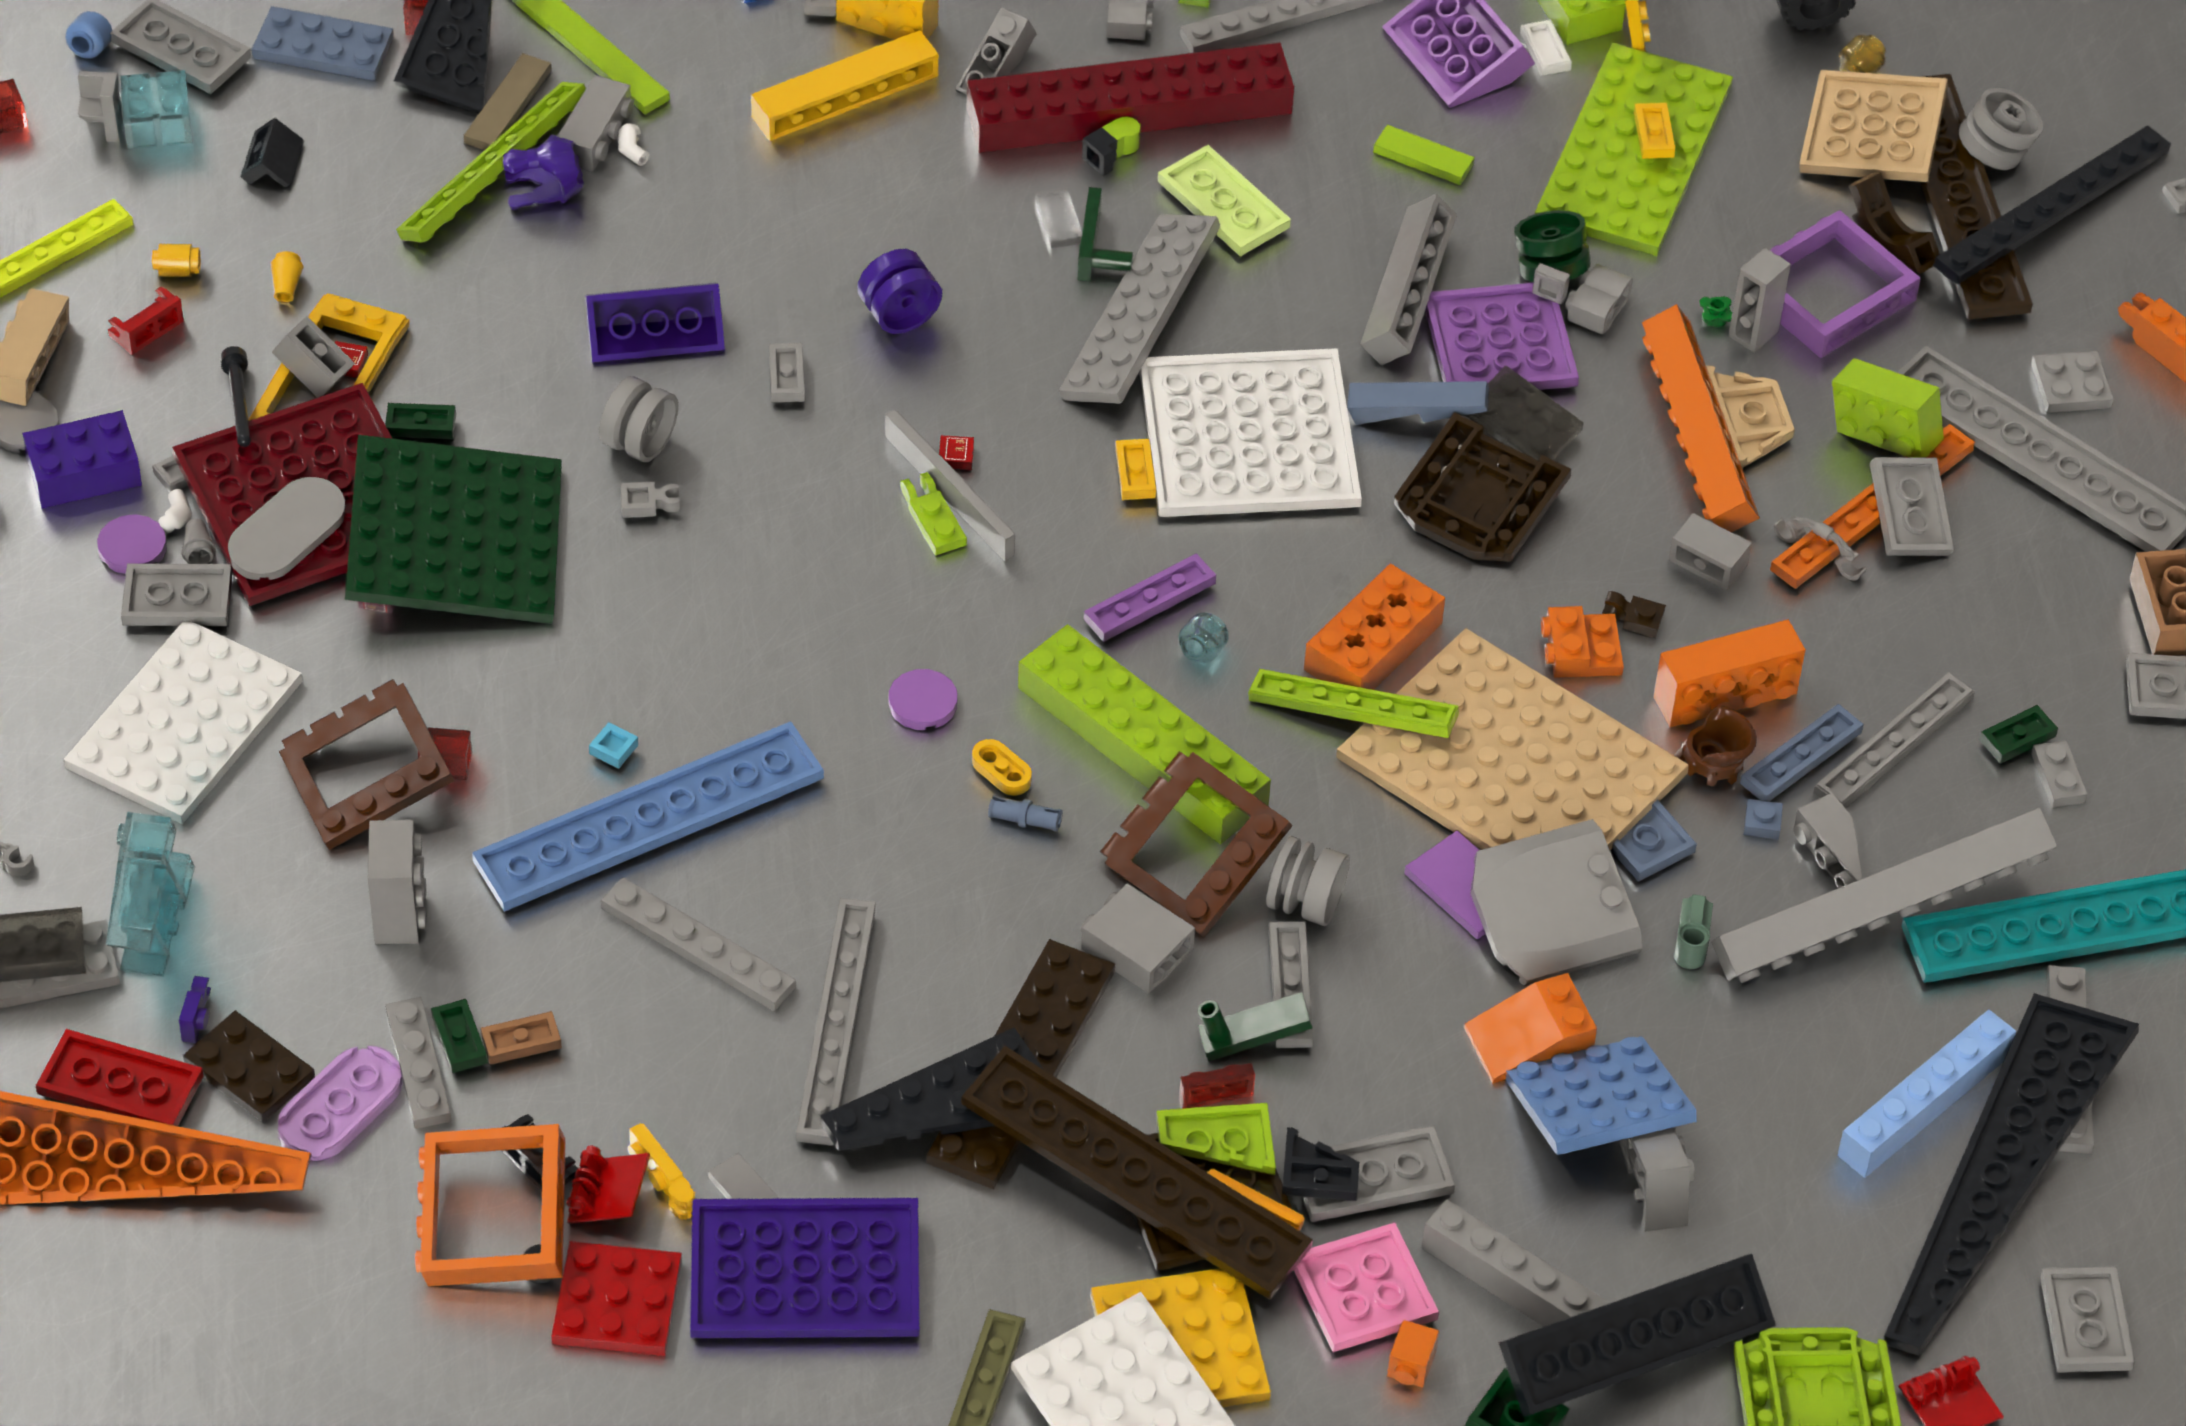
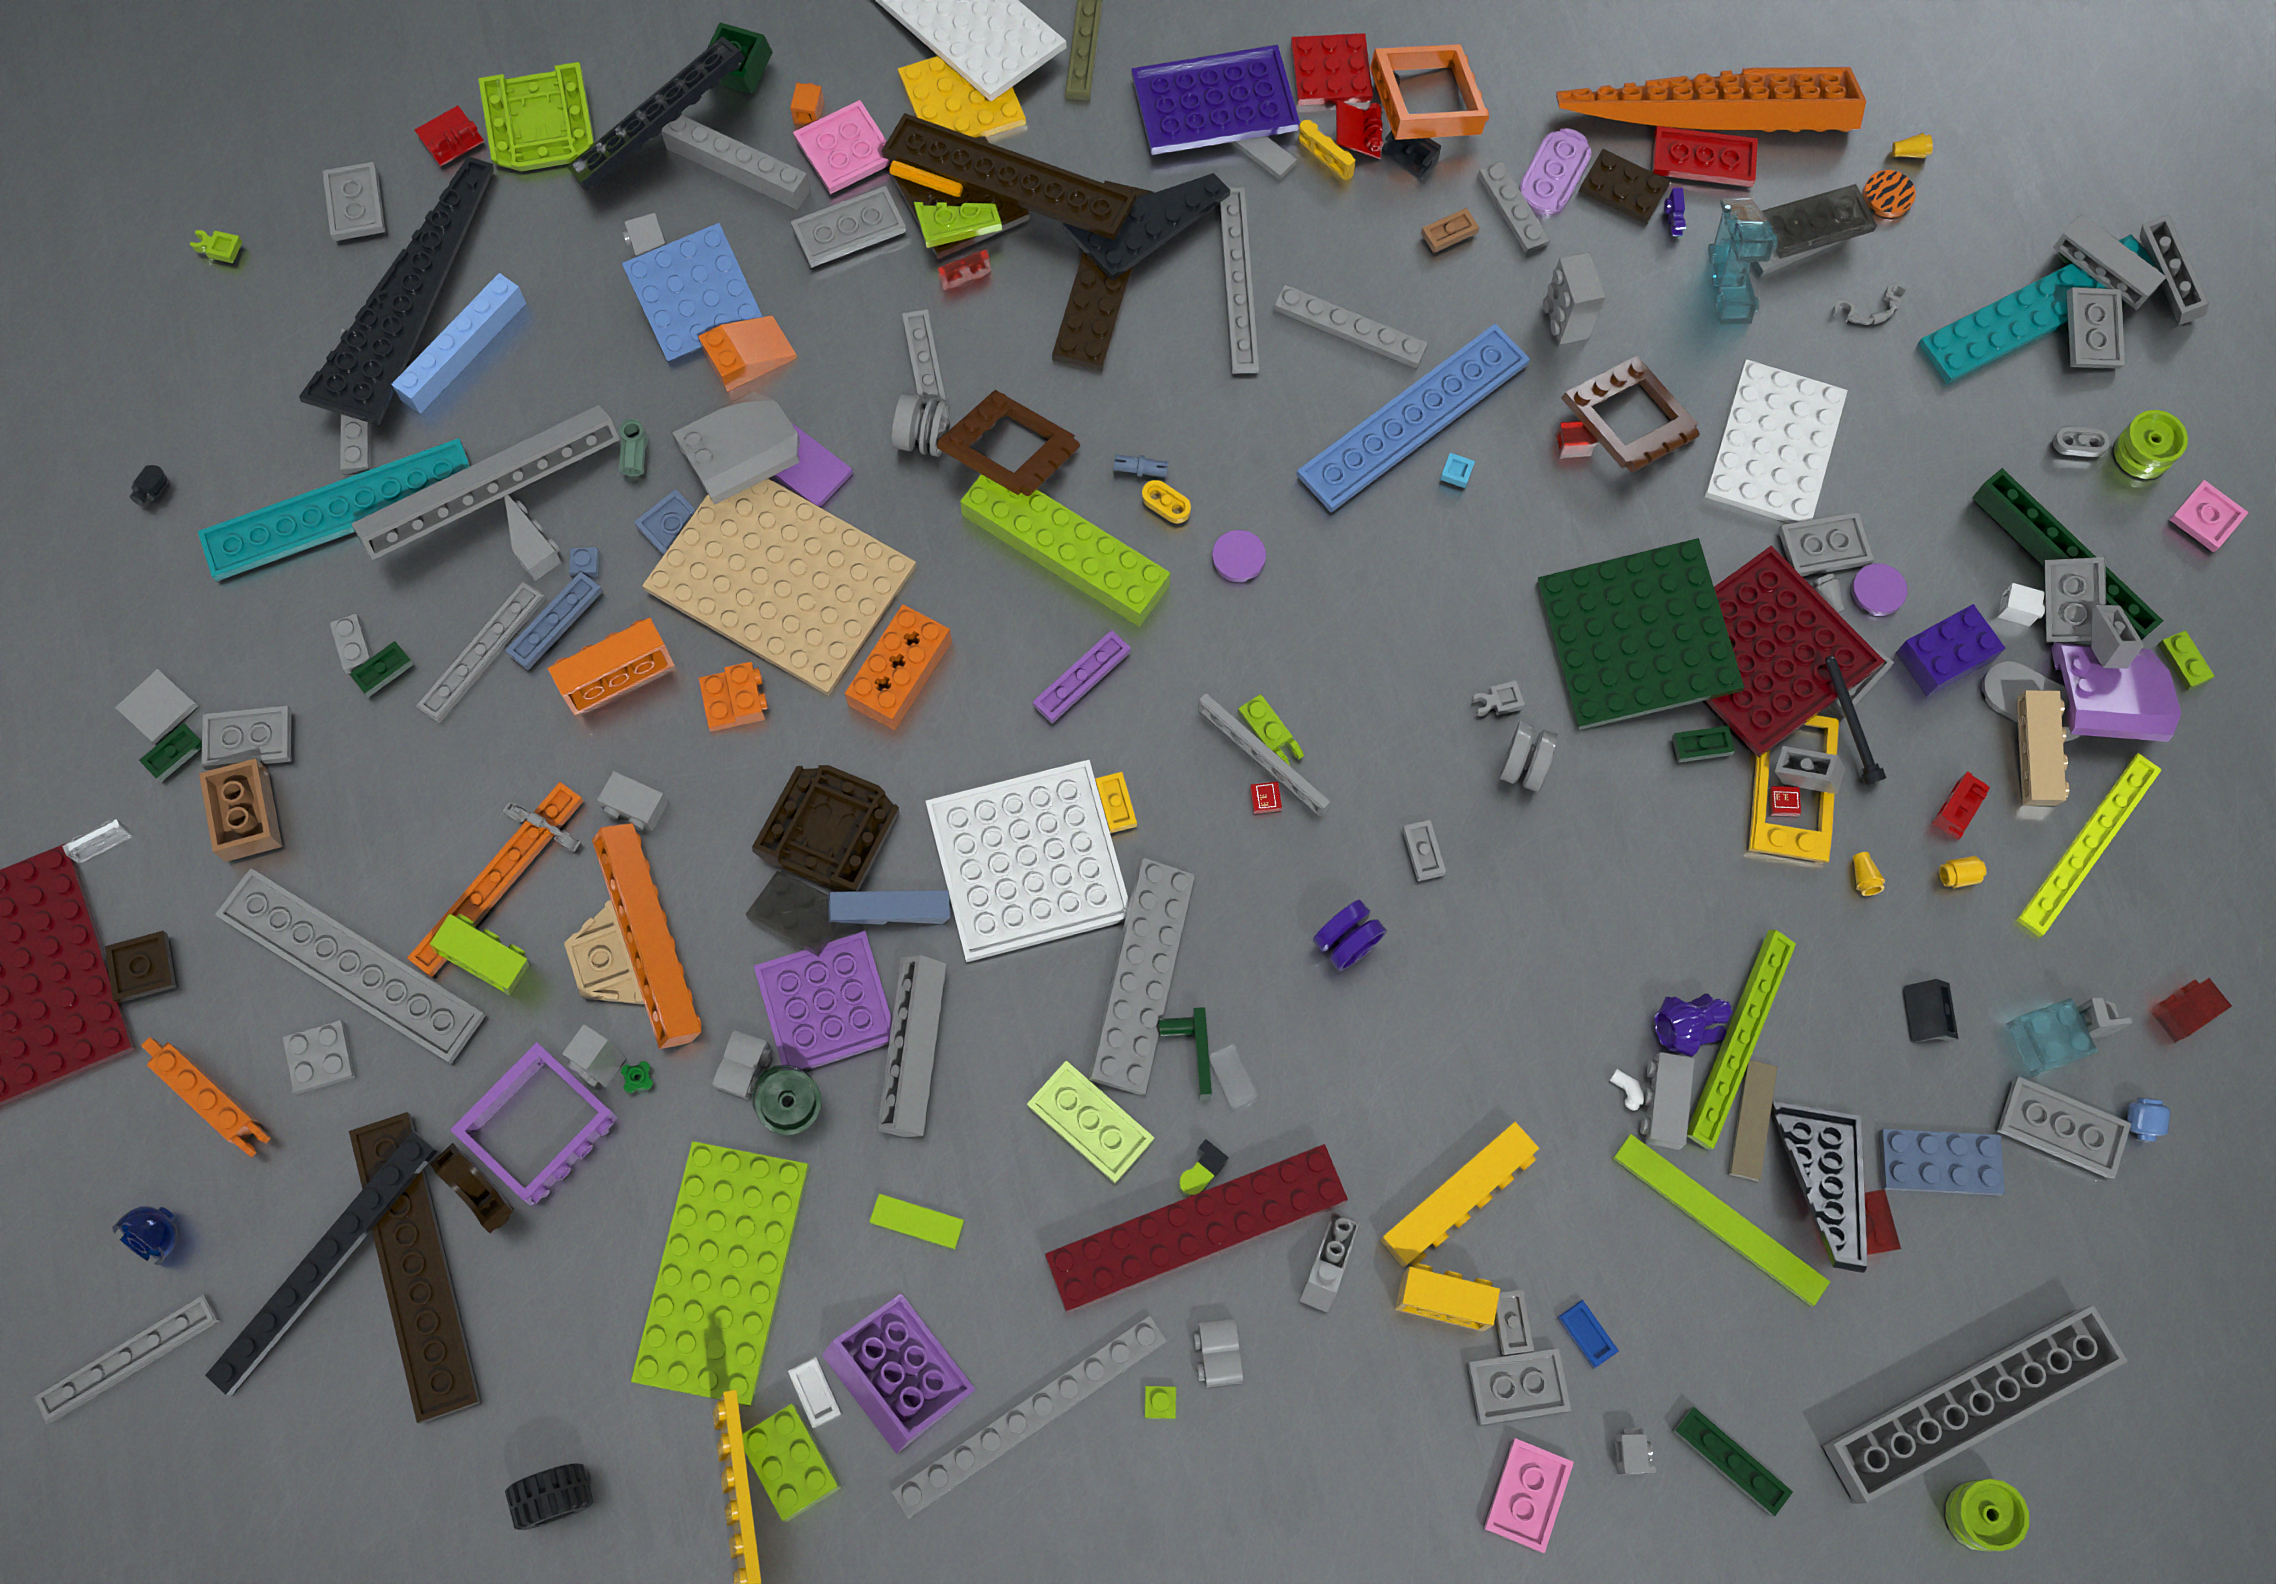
camera: 170 degrees right, 20 degrees up
(177, 514) = (1856, 618): white arm -> none
(286, 528) = (1766, 602): light grey tile -> none
(459, 1035) = (1493, 225): dark green plate -> none
(654, 322) = (1549, 882): dark purple slope -> none
(1137, 937) = (1039, 374): light grey brick -> none
(1203, 637) = (1033, 641): clear light blue head -> none
(1251, 1027) = (946, 313): piece -> none
(1318, 1170) = (884, 205): black wing -> none
(1353, 703) = (894, 593): lime tile -> none
(1550, 284) = (784, 1052): light grey tile -> none
(1638, 616) = (689, 733): dark brown plate -> none
(1654, 130) = (701, 1270): yellow plate -> none
(1719, 746) = (618, 601): reddish brown hair -> none
(1862, 55) = (504, 1429): clear yellow head -> none
(1873, 125) = (491, 1327): tan plate -> none
(1911, 506) = (462, 868): light grey plate -> none
(2000, 128) = (367, 1339): light grey wheel -> none

